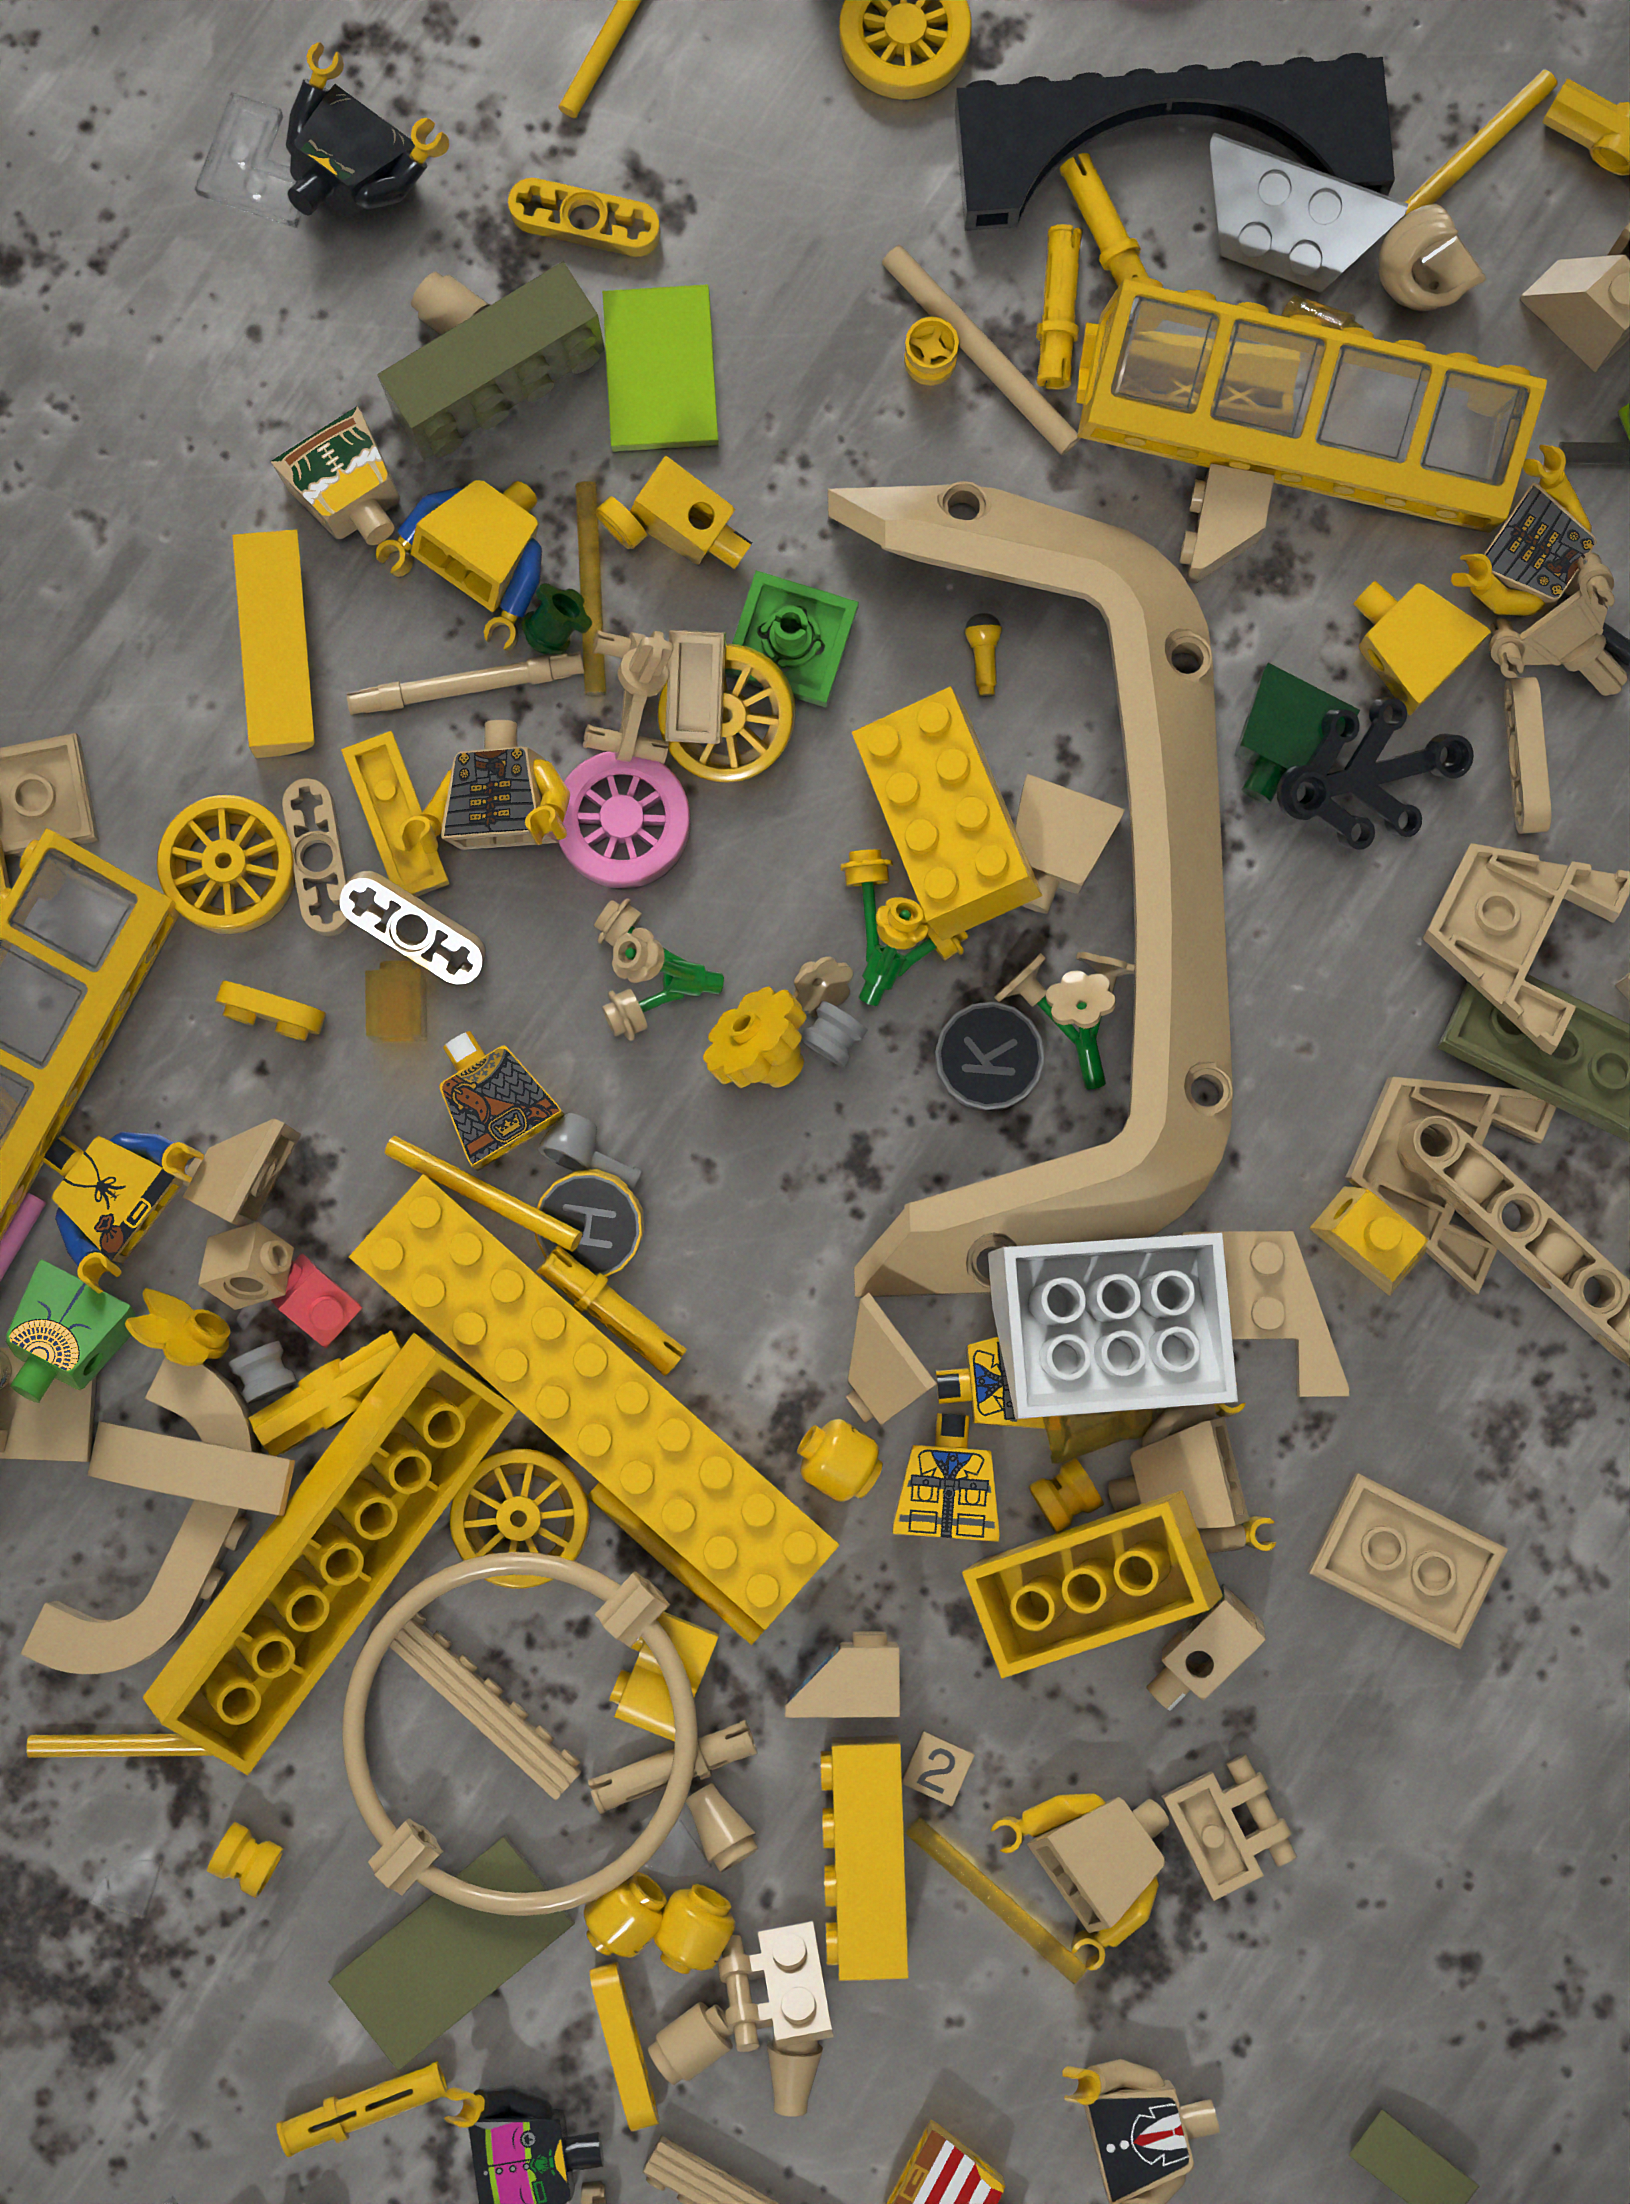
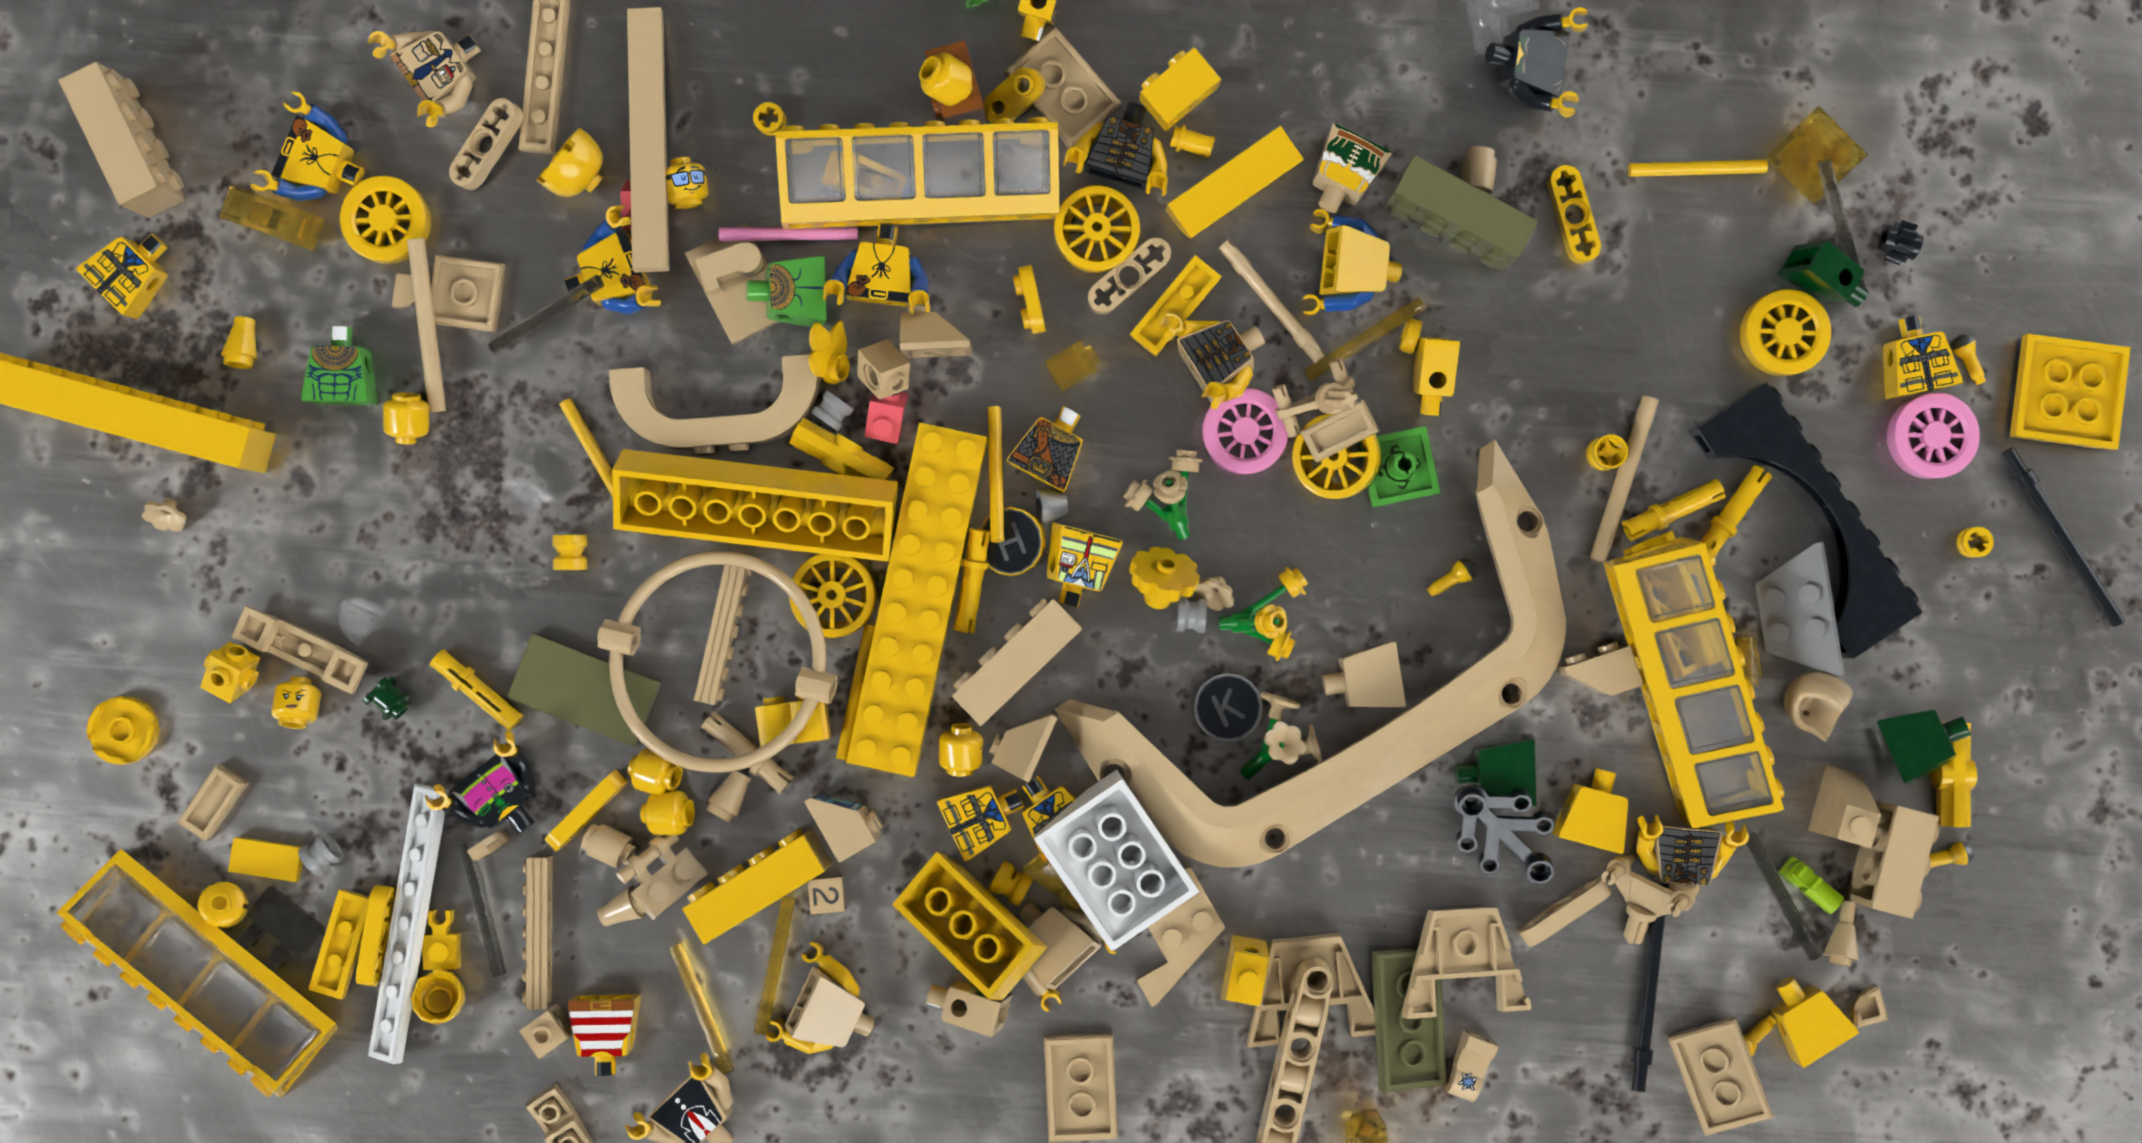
camera: 60 degrees right, 5 degrees up
(99, 640) = (1179, 88): none -> yellow brick
(141, 768) = (1122, 151): none -> torso
(183, 668) = (1191, 141): none -> yellow pin
(191, 1468) = (757, 403): tan slope -> none
(409, 904) = (1110, 326): beam -> none
(555, 619) = (1335, 331): dark green brick -> none
(660, 368) = (1511, 306): lime tile -> none
(669, 1143) = (1079, 560): none -> torso
(759, 1308) = (1016, 662): none -> tan brick
(946, 814) = (1347, 610): yellow brick -> none
(999, 2041) = (701, 1008): none -> clear yellow bar
(1213, 1834) = (873, 1064): tan plate -> none
(1483, 141) = (1905, 694): yellow bar -> none
(1557, 154) = (1921, 742): none -> dark green torso

